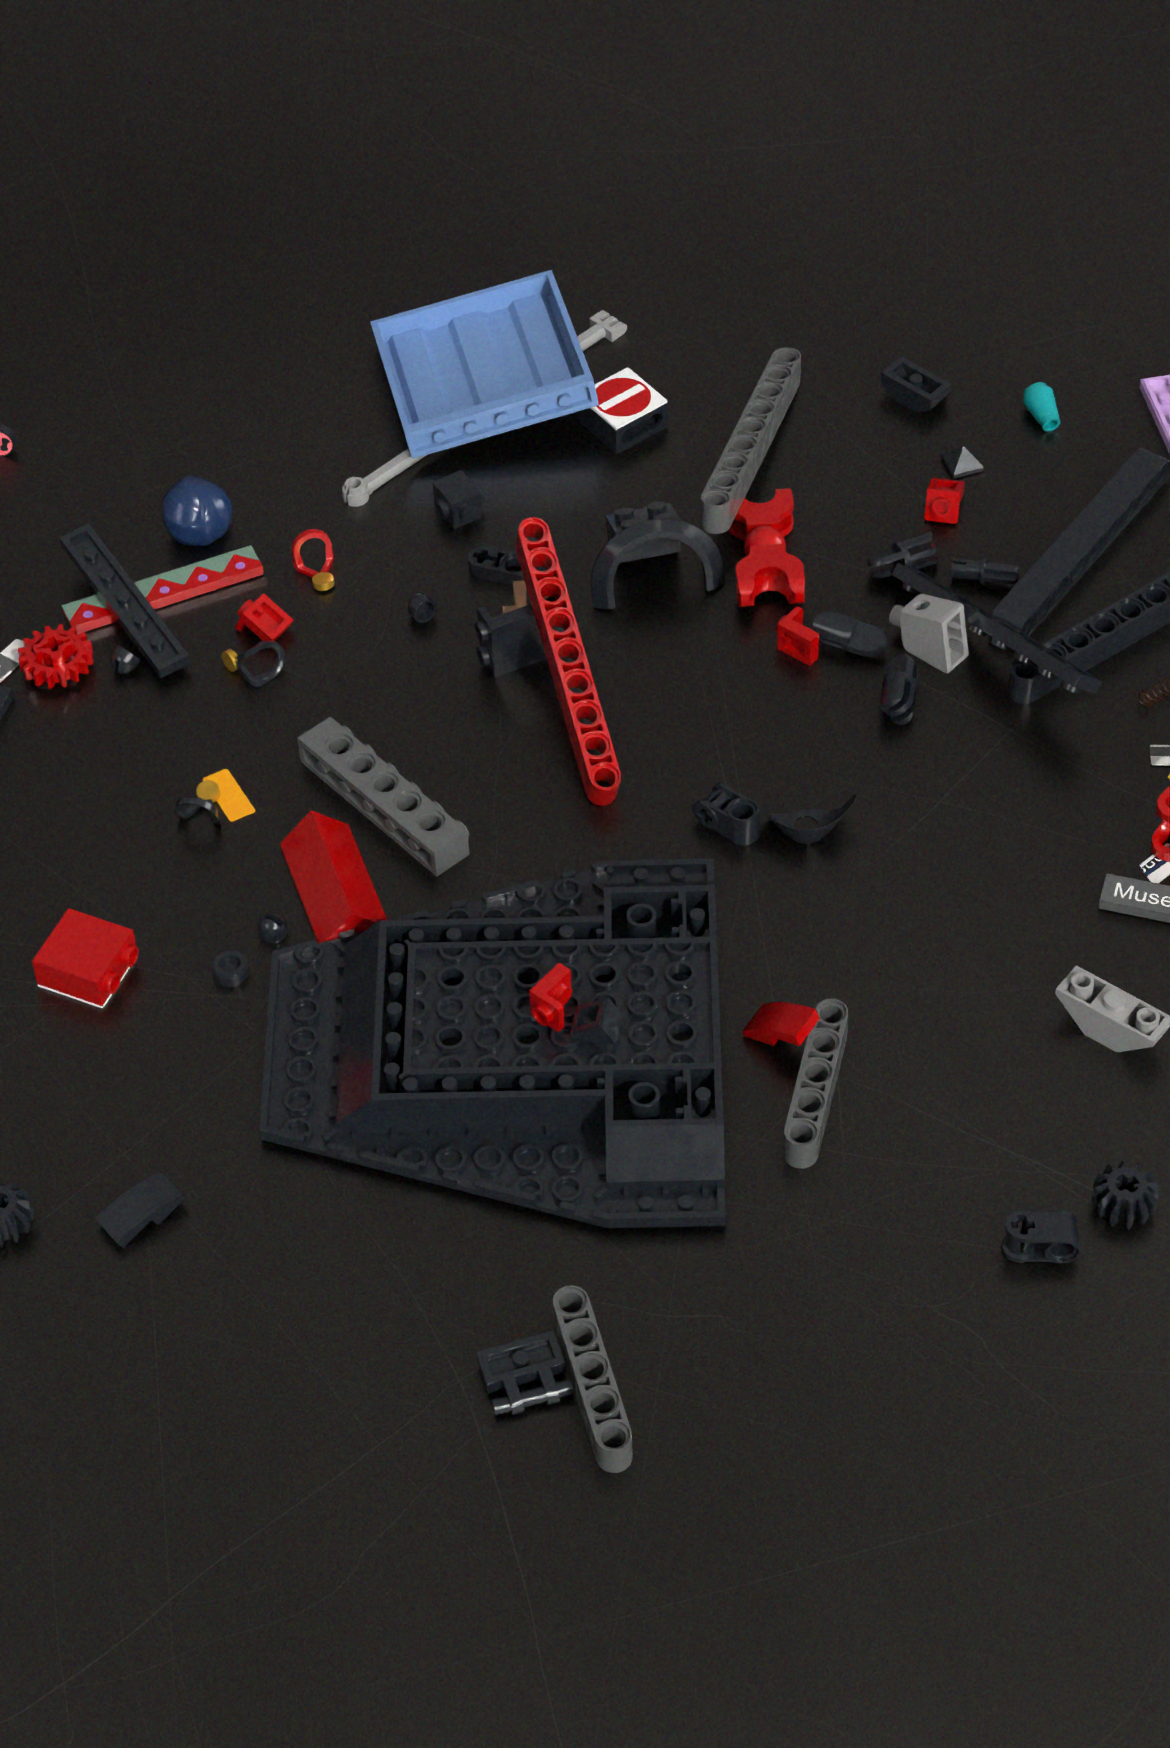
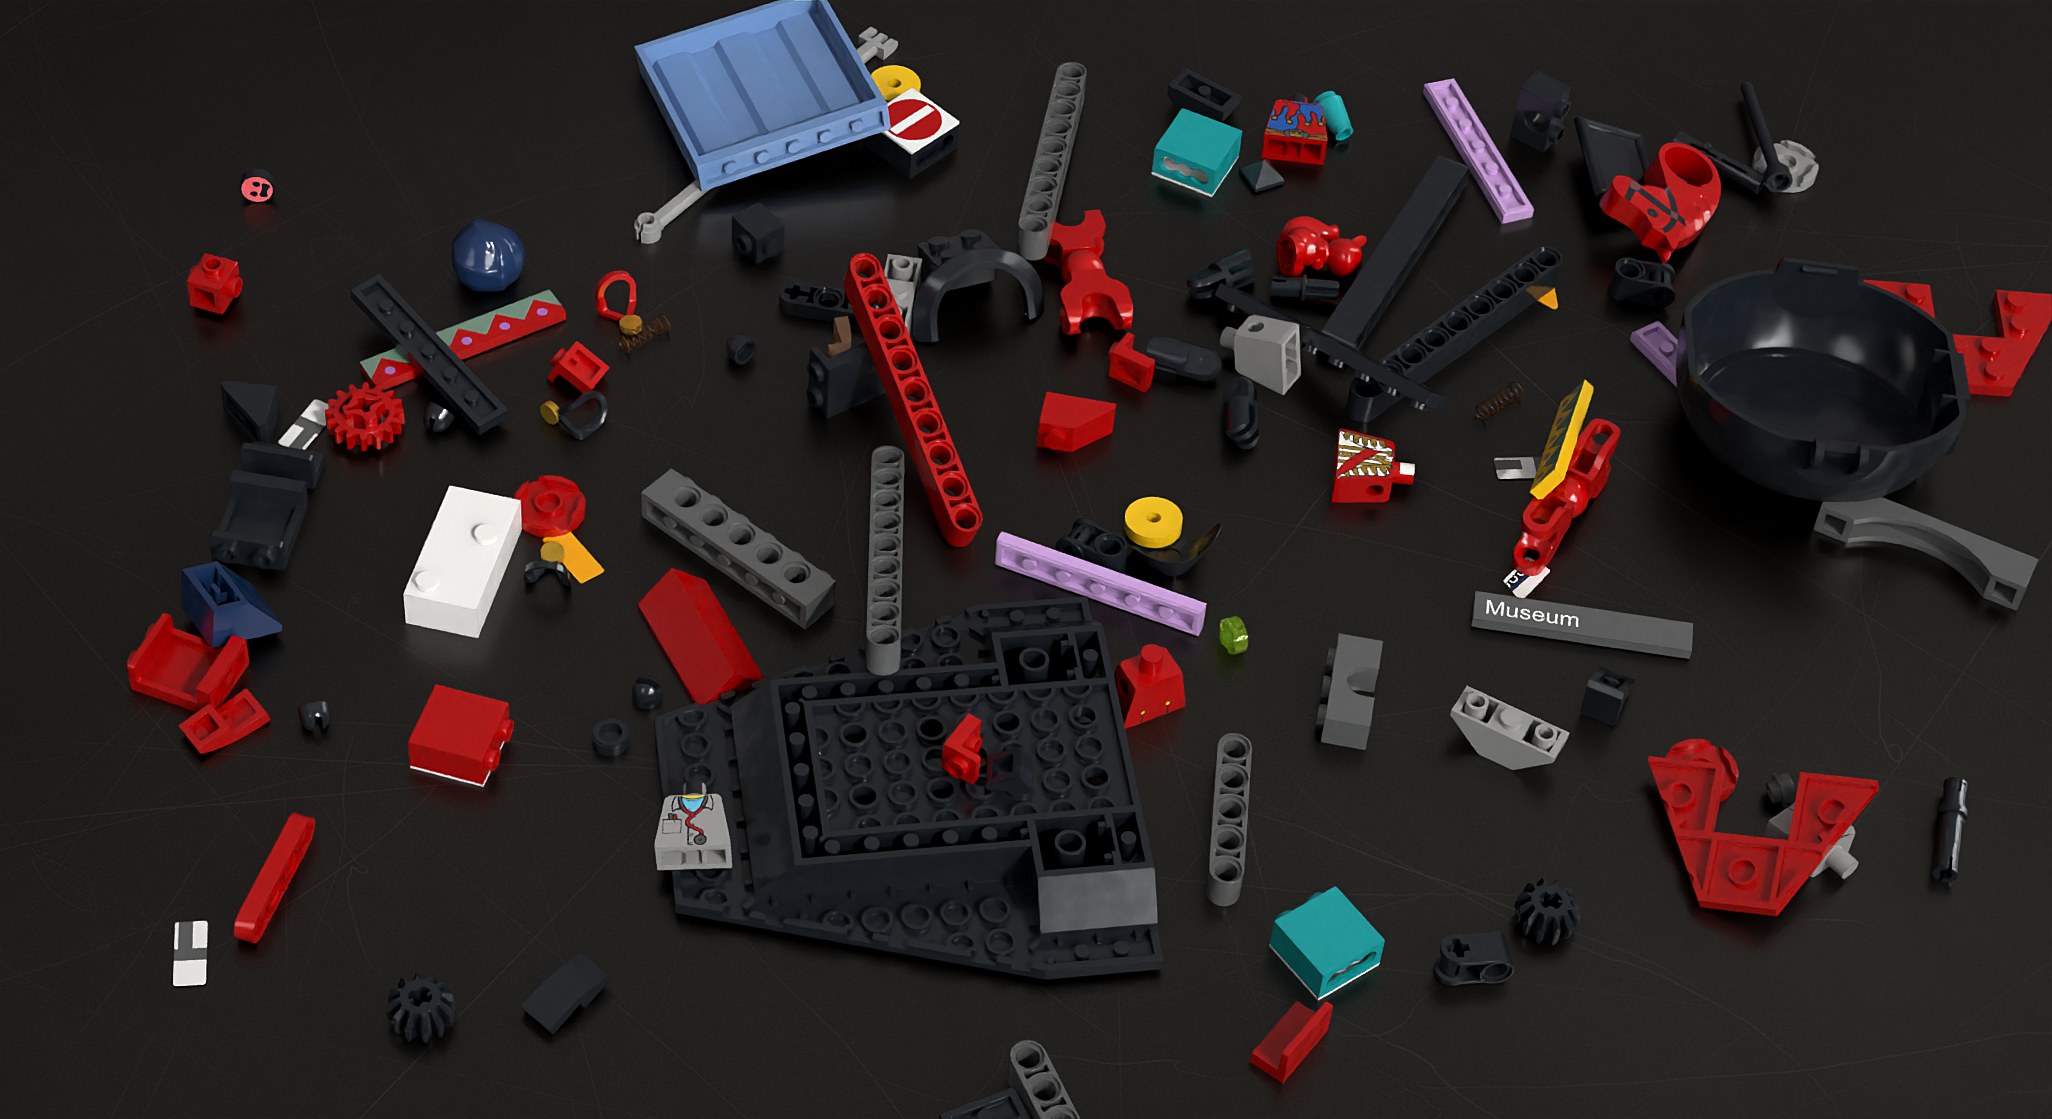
camera: 15 degrees left, 0 degrees up
(120, 795) = (463, 561): none -> white brick
(213, 748) = (551, 506): none -> red tile
(283, 1062) = (693, 831): none -> light grey torso
(314, 598) = (626, 341): none -> reddish brown piece
(515, 814) = (885, 561): none -> dark grey beam
(578, 559) = (903, 278): none -> light grey slope
(612, 360) = (895, 80): none -> yellow piece
(729, 847) = (1100, 583): none -> lavender tile
(731, 690) = (1073, 422): none -> red slope
(754, 949) = (1149, 685): none -> red torso
(781, 1022) = (1185, 759): red slope -> none
(794, 790) = (1140, 519): none -> yellow piece
(843, 1305) = (1291, 1040): none -> red panel
(852, 904) = (1233, 635): none -> clear neon green tile
(893, 1210) = (1326, 942): none -> teal piece
(899, 437) = (1196, 152): none -> teal piece
(943, 500) = (1251, 216): red bracket -> none
(967, 941) = (1348, 714): none -> dark grey arch
(1000, 420) = (1296, 131): none -> red torso
(1000, 527) = (1313, 243): none -> red animal
(1015, 748) = (1366, 468): none -> torso

